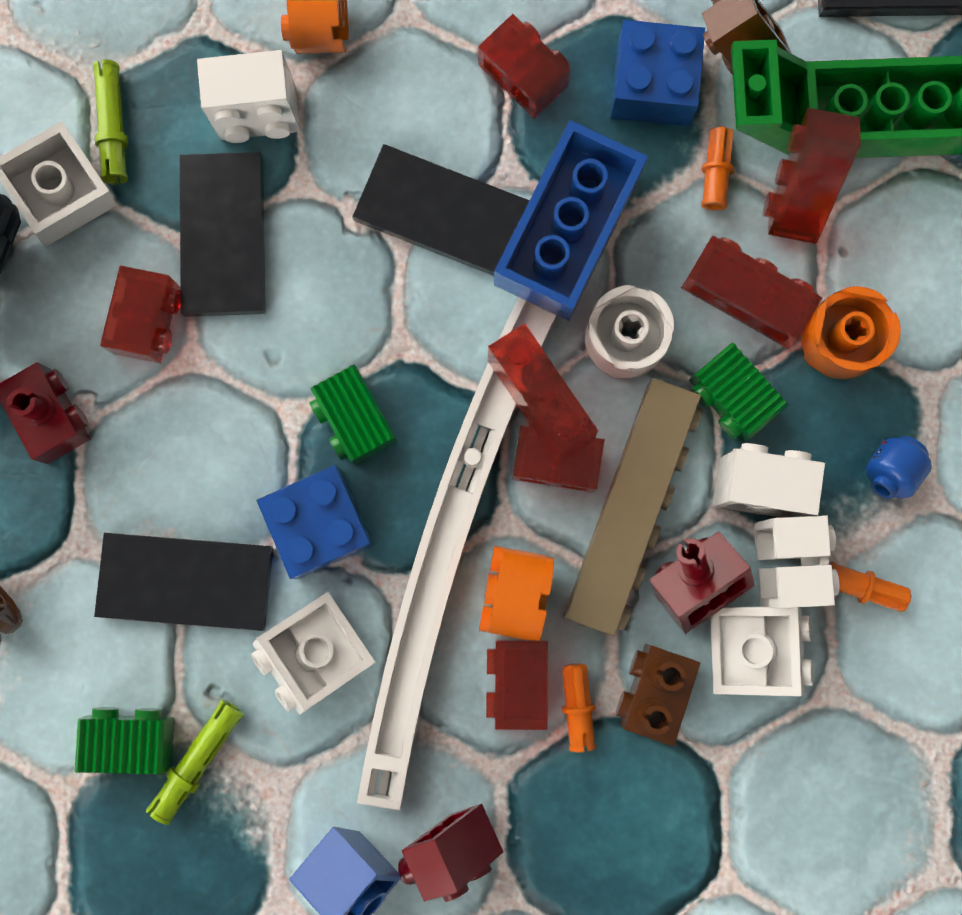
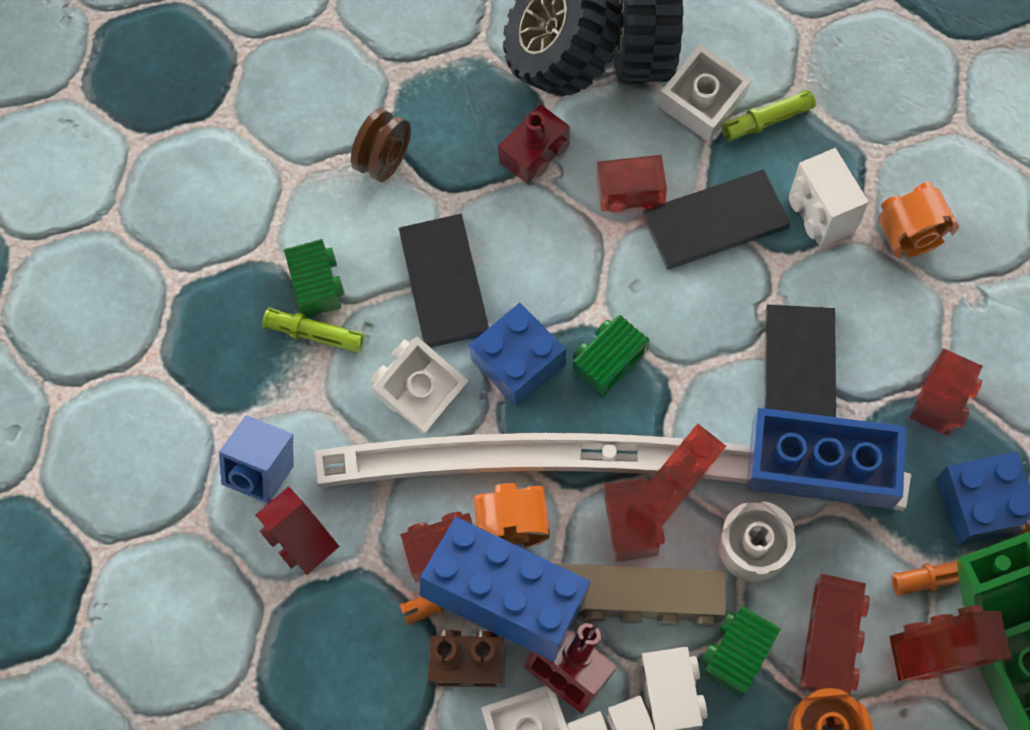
camera: 75 degrees right, 15 degrees down
(608, 629) = (504, 588): none -> blue brick

